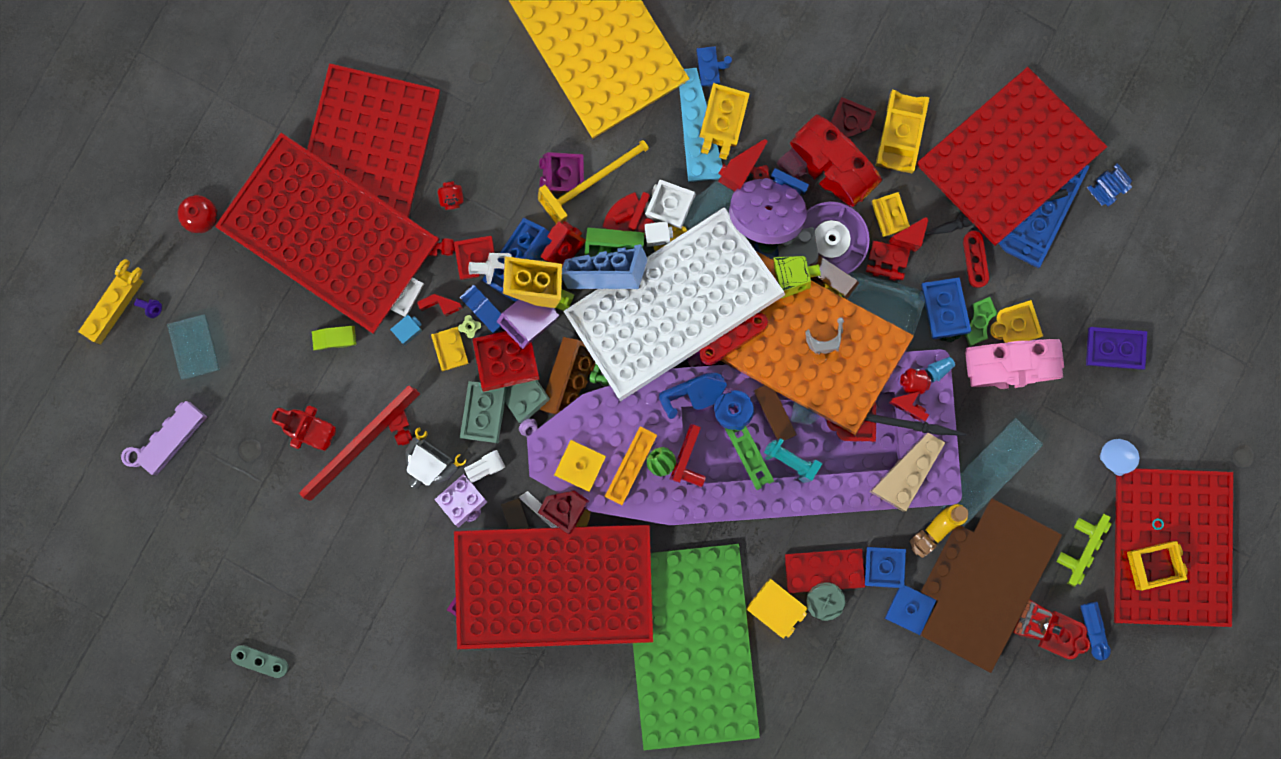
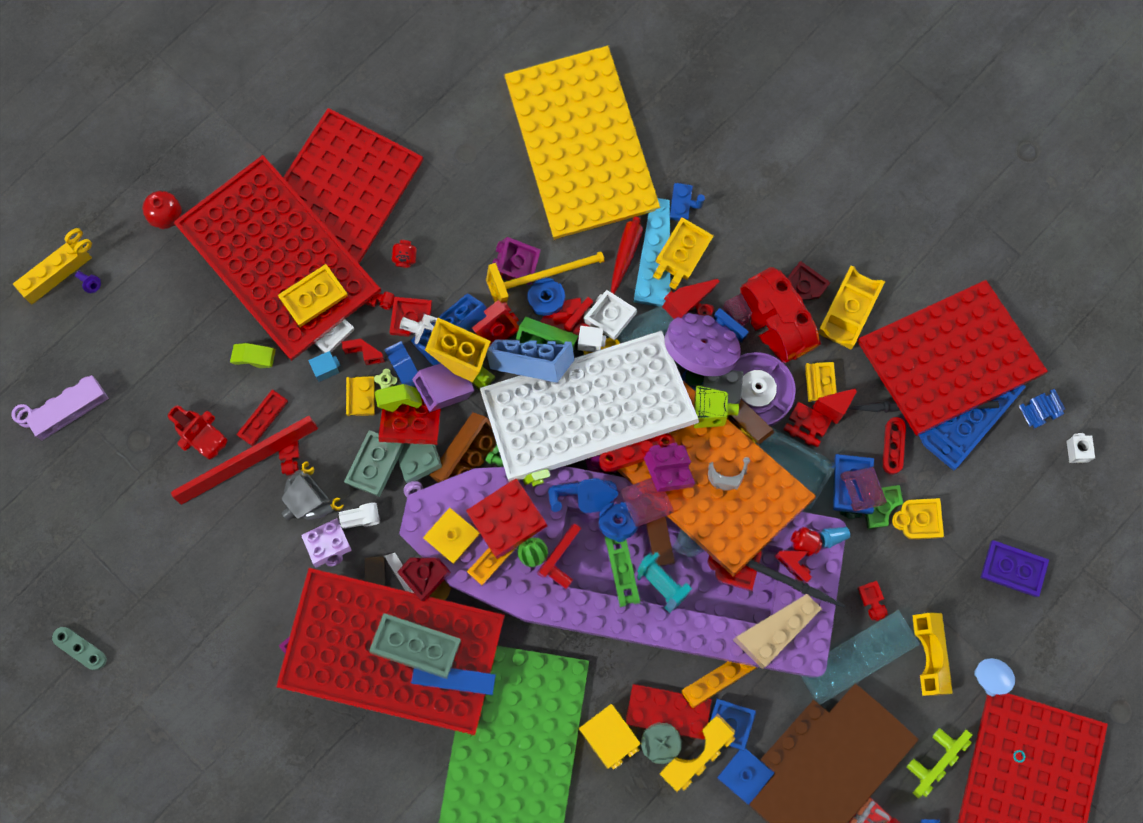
camera: 15 degrees right, 10 degrees down
(193, 347) = (117, 329): clear light blue plate -> none
(362, 396) = (262, 417): none -> red tile
(376, 264) = (312, 295): none -> yellow plate
(483, 344) = (392, 397): none -> lime slope
(575, 577) = (415, 646): none -> sand green plate
(592, 196) = (542, 306): none -> blue plate
(619, 597) = (457, 680): none -> blue tile
(627, 436) = (506, 518): none -> red plate
(645, 390) = (536, 478): none -> lime plate
(667, 133) = (626, 251): none -> red piece
(756, 384) = (645, 502): none -> clear pink plate
(769, 346) = (669, 467): none -> magenta plate
(850, 621) = (680, 771): none -> yellow arch
(861, 533) = (715, 682): none -> light orange plate
(941, 525) = (796, 698): piece -> none
(961, 308) = (868, 486): none -> clear pink plate
(986, 411) = (871, 595): none -> red plate
(1014, 363) = (912, 550): bright pink piece -> none
(1065, 468) = (936, 676): none -> yellow arch
(1138, 569) = (989, 797): yellow window -> none
(1149, 219) = (1075, 454): none -> white brick

